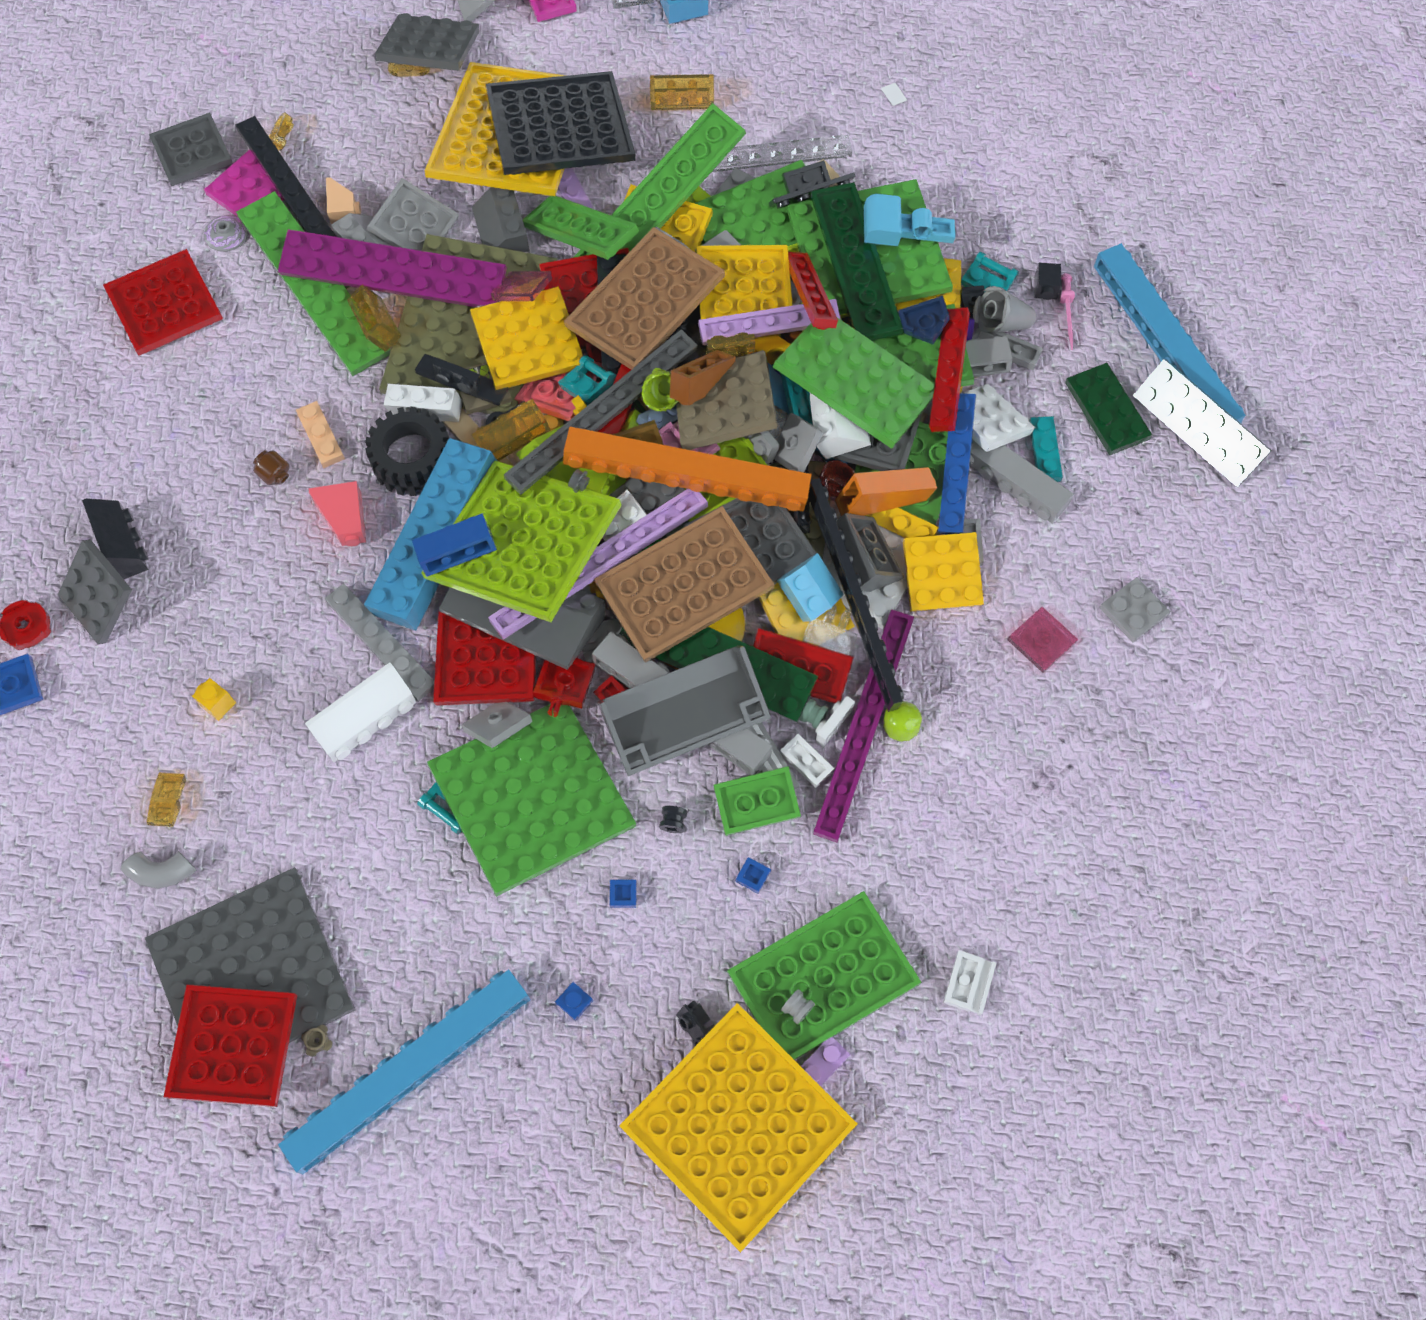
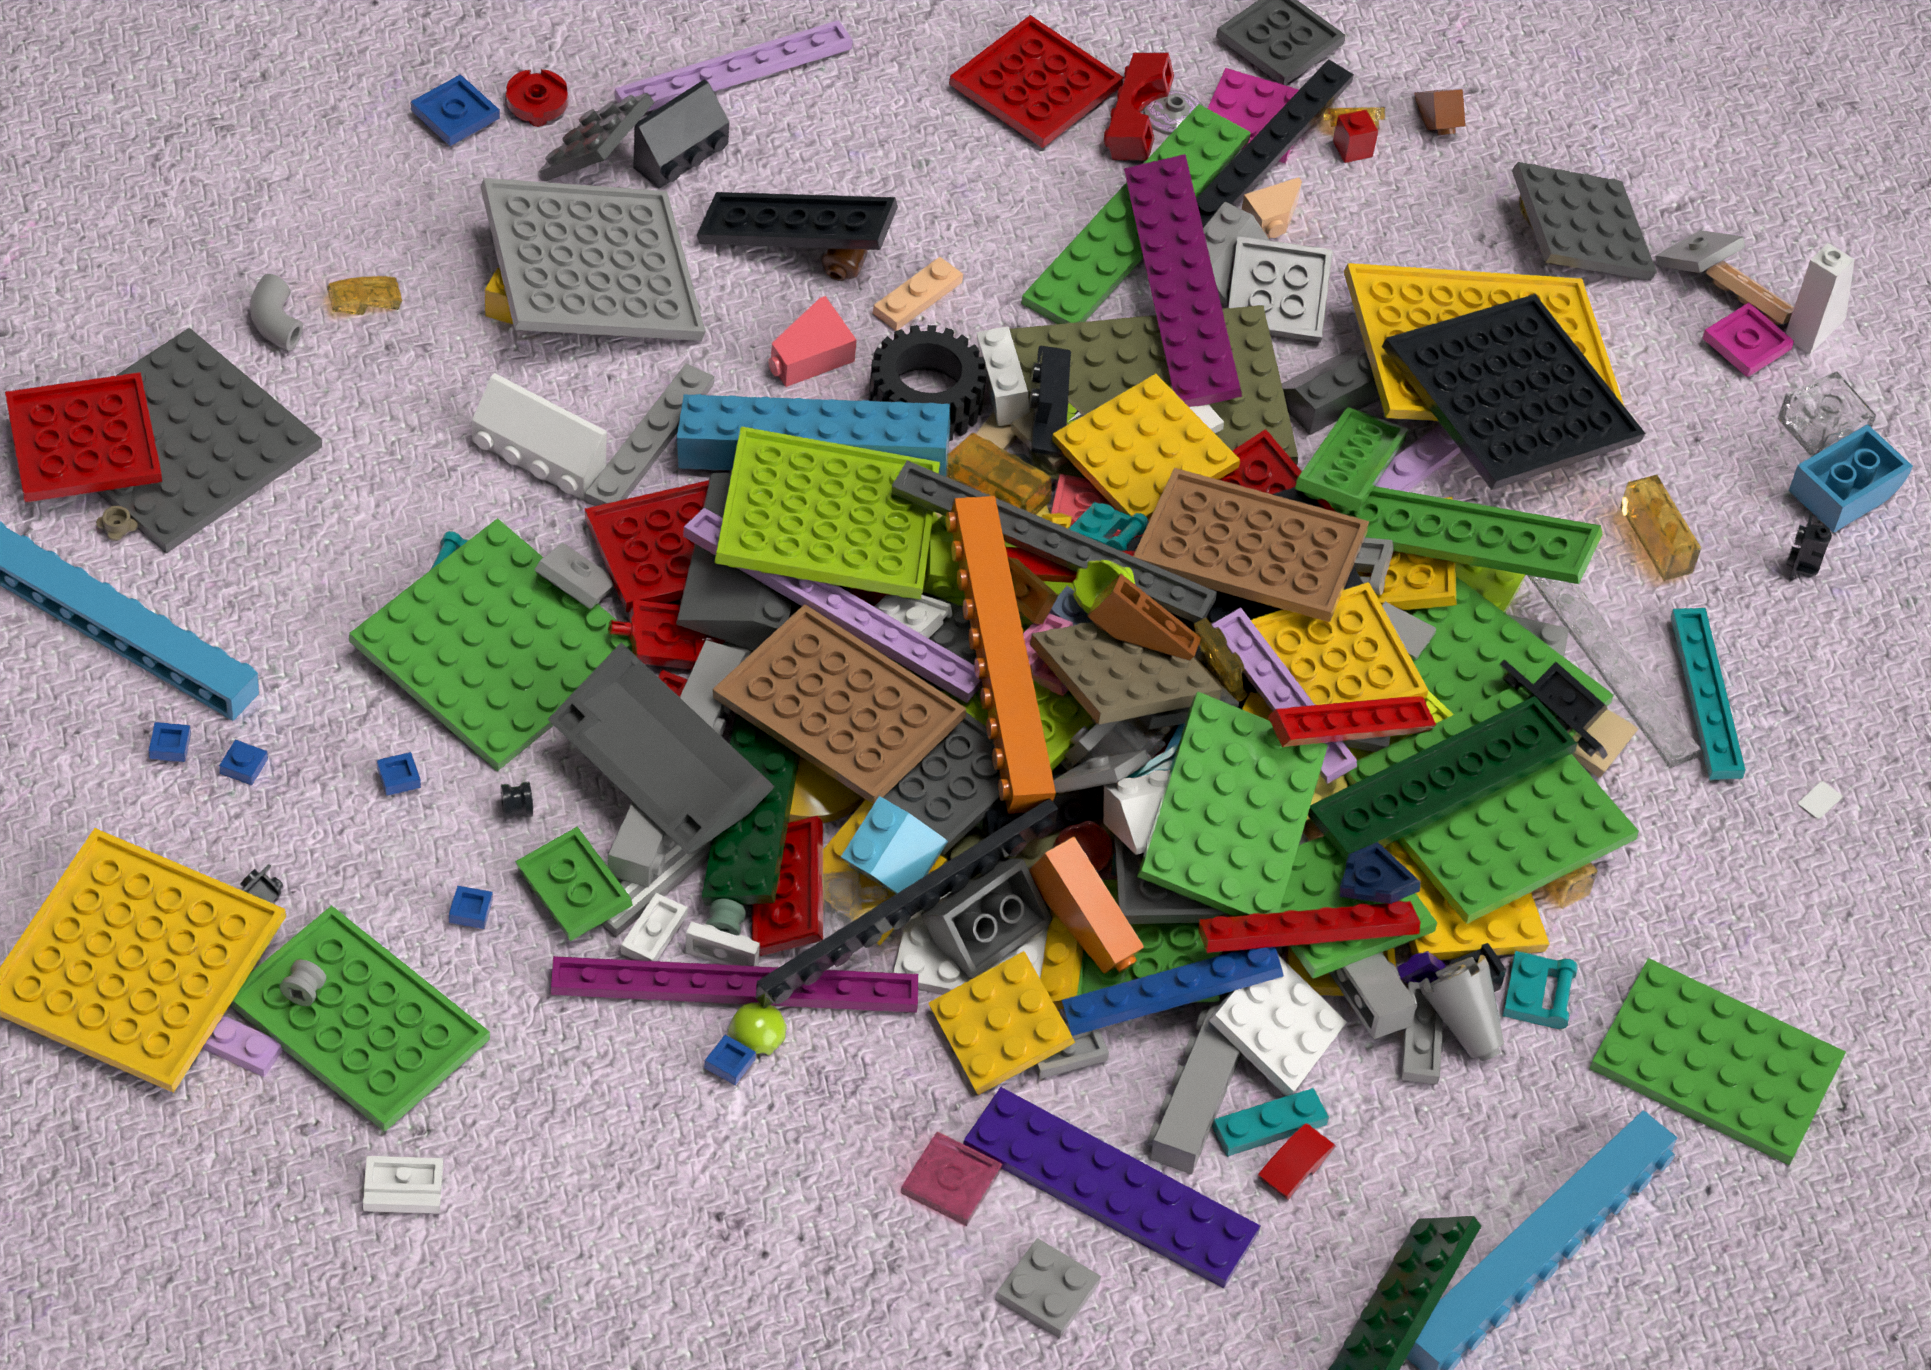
camera: 65 degrees right, 15 degrees down
(60, 486) = (744, 64): none -> lavender plate
(209, 631) = (591, 260): none -> light grey plate
(234, 484) = (797, 220): none -> black plate
(236, 258) = (1146, 80): none -> red arch
(297, 83) = (1442, 109): none -> dark orange slope
(299, 137) = (1355, 136): none -> red brick
(374, 318) = (1103, 287): clear yellow brick -> none
(454, 545) = (786, 440): blue brick -> none
(521, 286) = (1218, 417): clear pink tile -> none
(541, 1050) = (169, 742): none -> blue plate
(578, 481) = (931, 539): dark grey plate -> none
(725, 25) = (1812, 545): none -> black hinge
(806, 117) = (1707, 694): none -> teal plate
(887, 225) = (1524, 794): medium azure plate -> none
(923, 743) = (730, 1060): none -> blue plate
(1047, 281) = (1566, 1061): black brick -> none
(1060, 208) = (1718, 1061): none -> bright green plate
(1067, 296) = (1553, 1096): bright pink sword -> none
(1069, 552) = (1113, 1187): none -> dark purple plate
(1080, 443) = (1296, 1160): none -> red slope
(1108, 409) = (1379, 1191): dark green plate -> none

